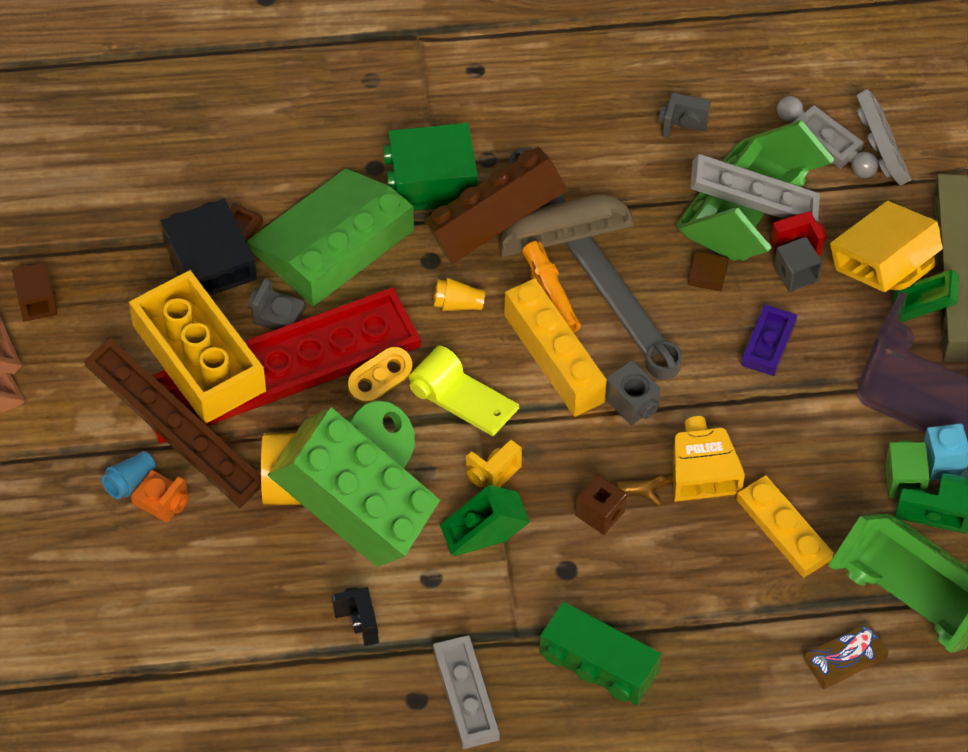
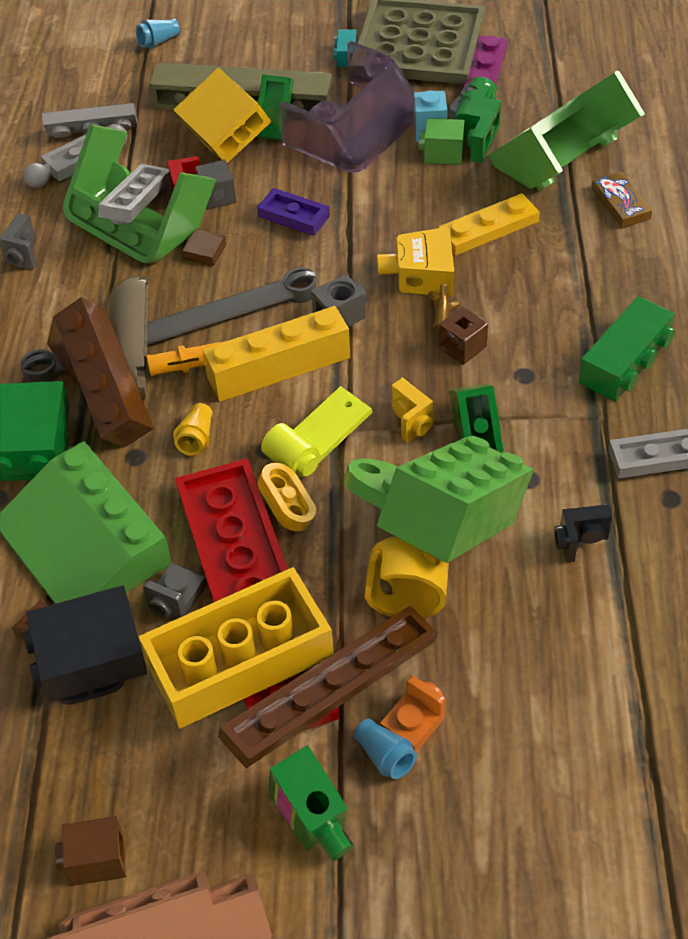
camera: 80 degrees left, 5 degrees down
(69, 420) = (302, 788): none -> green torso

